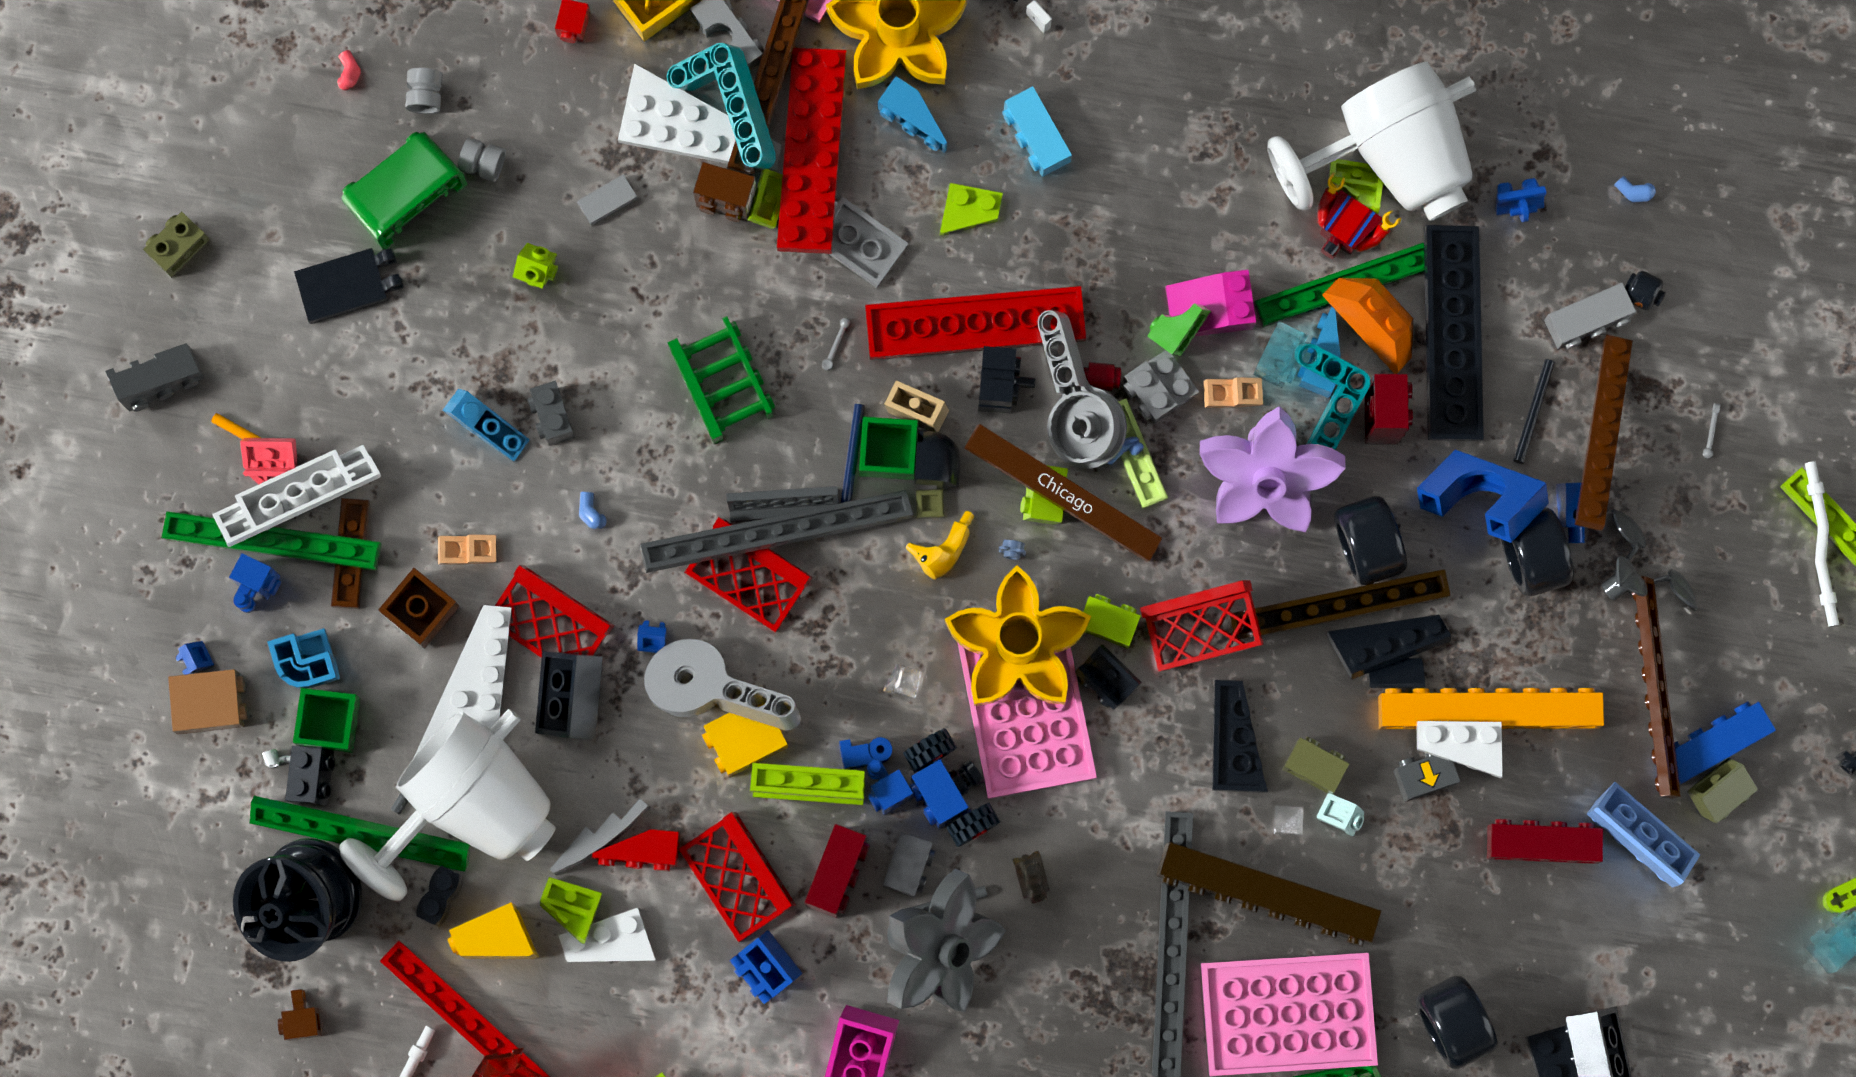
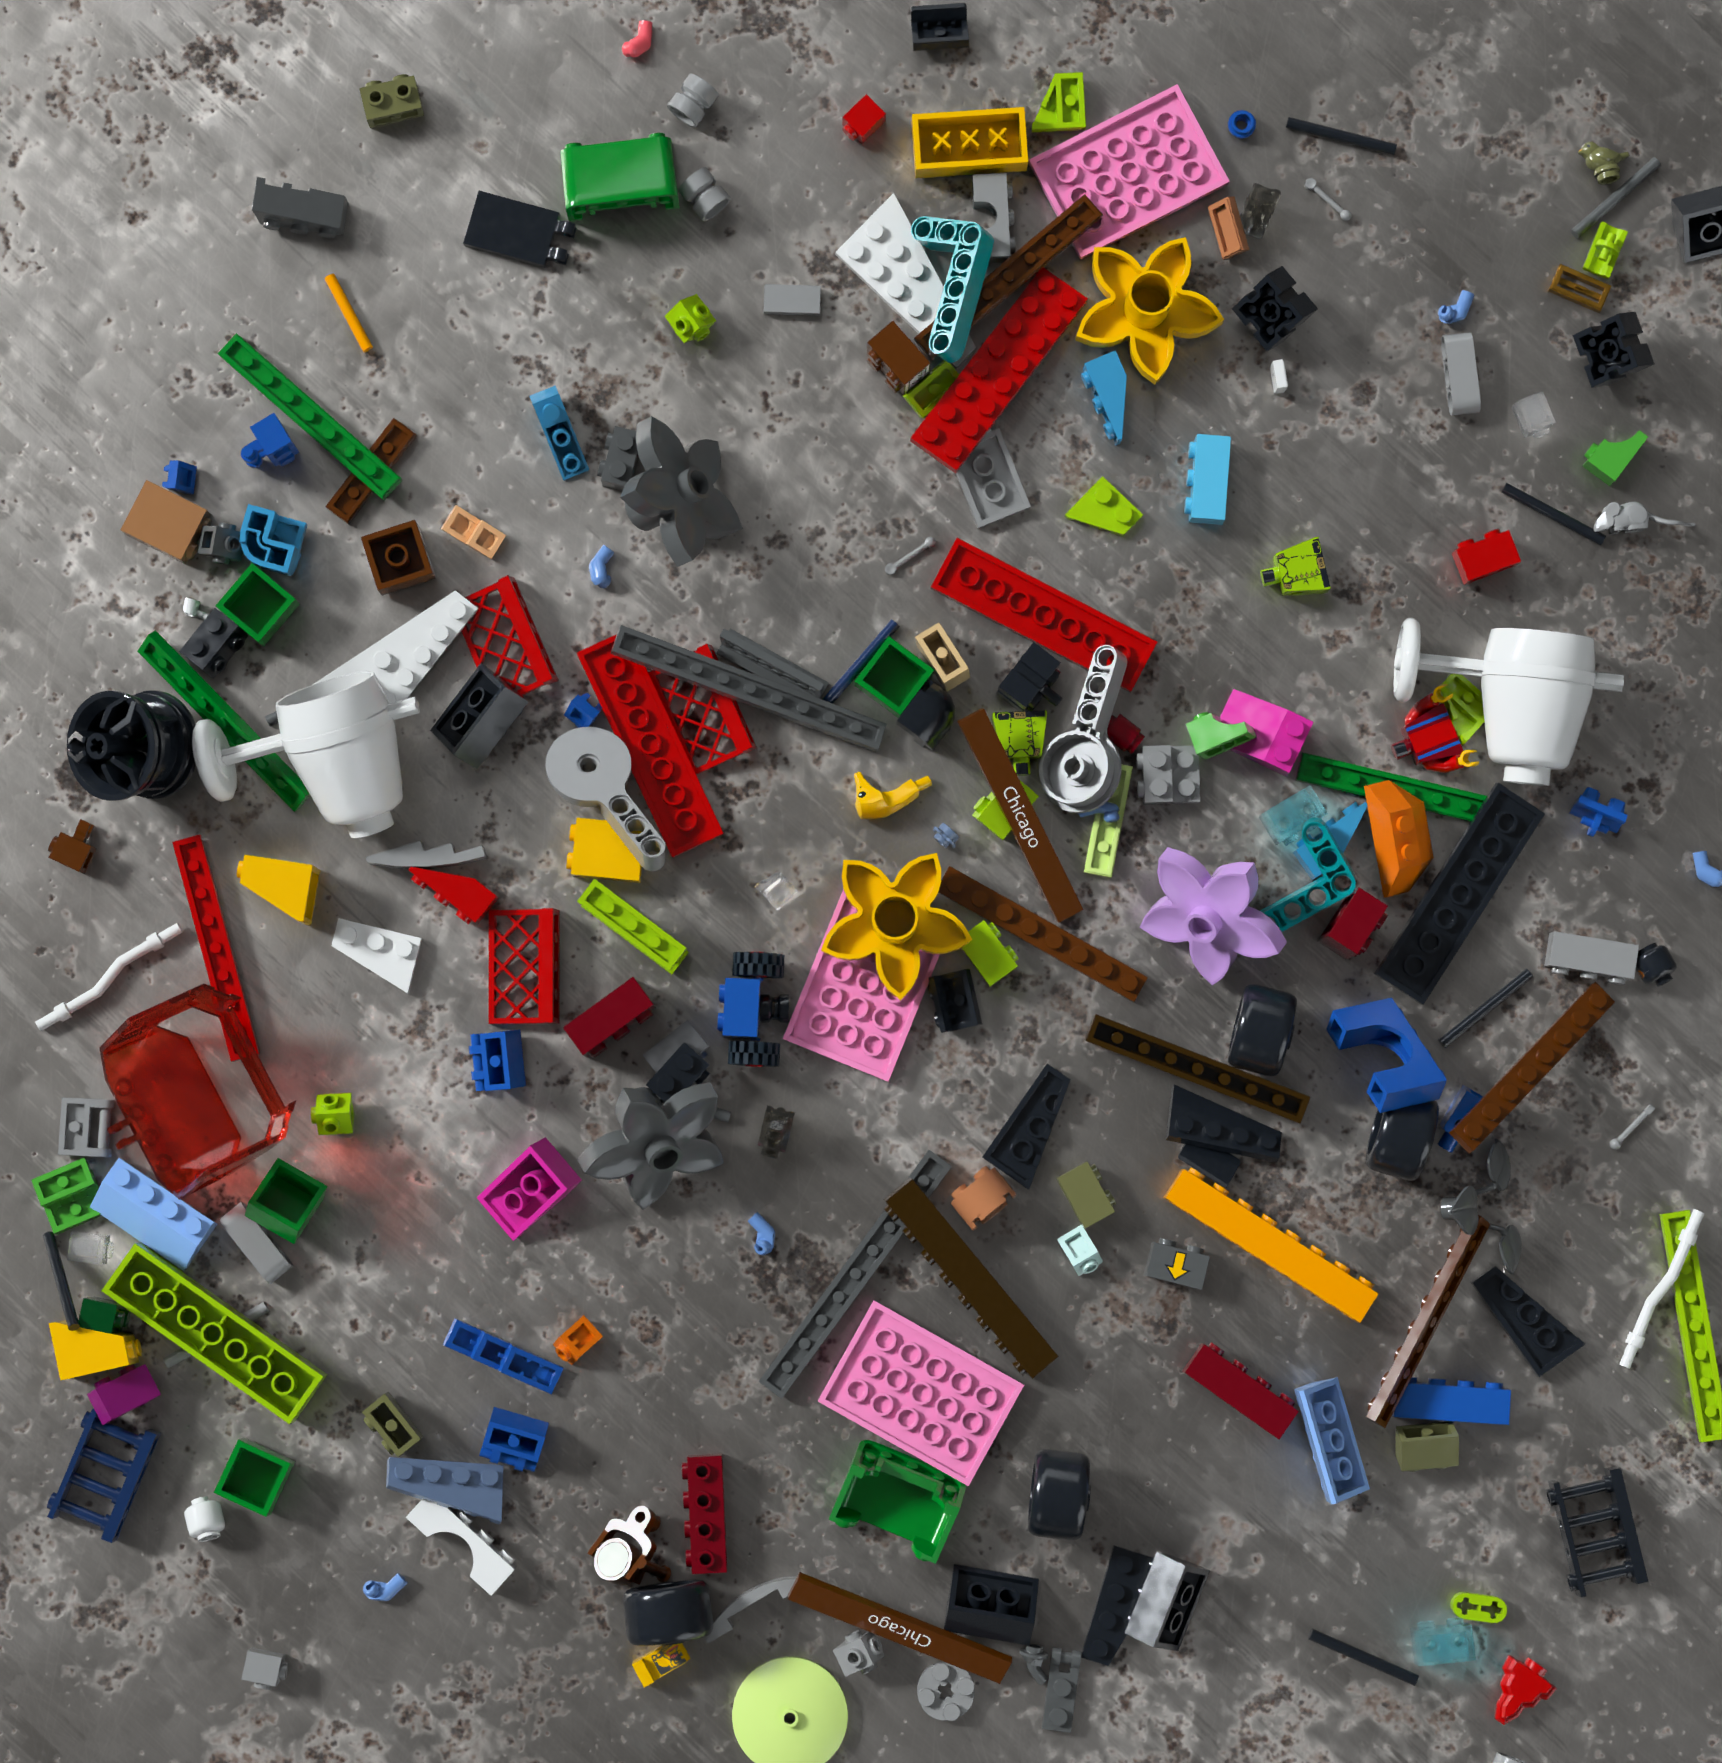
camera: 30 degrees right, 5 degrees up
(264, 689) = (221, 543): none -> dark grey brick
(268, 457) = (351, 344): coral slope -> none
(295, 493) = (354, 389): white slope -> none
(436, 903) = (252, 823): black brick -> none
(571, 906) = (364, 900): lime wing -> none
(616, 408) = (678, 491): none -> dark grey plant
(695, 376) = (766, 506): green fence -> none
(736, 633) = (654, 748): none -> red plate
(860, 755) = (710, 936): blue leg -> none
(890, 790) = (700, 978): blue brick -> none
(923, 879) = (678, 1073): none -> black bracket
(929, 504) = (900, 749): olive tile -> none
(1022, 428) = (1021, 736): none -> lime torso
(1077, 968) = (765, 1234): none -> medium blue arm
(1139, 579) = (1042, 934): none -> reddish brown plate
(1156, 158) = (1299, 570): none -> lime torso
(1195, 602) = (1073, 985): red fence -> none
(1233, 393) = (1230, 821): light nougat slope -> none
(1235, 821) = (983, 1197): none -> nougat brick
(1288, 820) = (1031, 1226): clear slope -> none
(1297, 54) = (1485, 556): none -> red brick
(1466, 743) = (1226, 1258): white wing -> none
(1737, 641) = (1531, 1328): none -> black wing
(1785, 995) = (1363, 1657): none -> black bar

